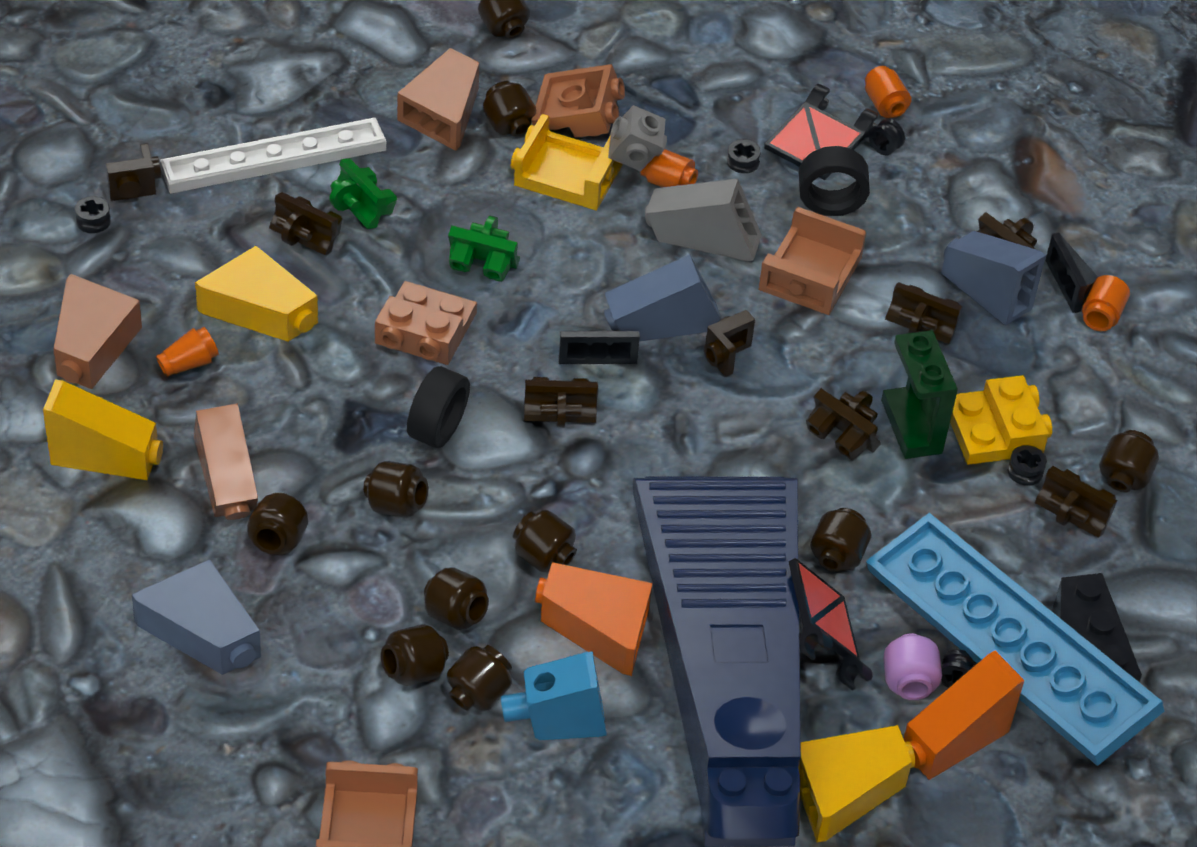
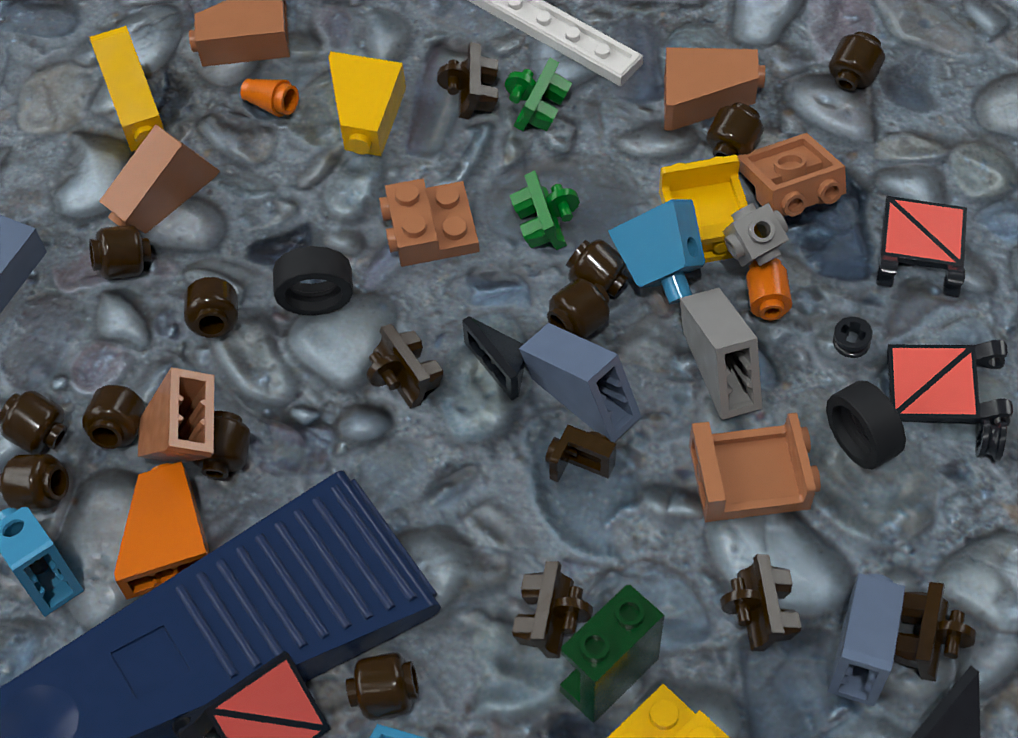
camera: 65 degrees right, 10 degrees up
(524, 538) = (179, 419): none -> nougat slope
(569, 247) = (598, 264): none -> dark brown head
(596, 194) = (662, 247): none -> dark azure torso
(598, 272) = (579, 308): none -> dark brown head
(691, 74) = (923, 236): none -> flag

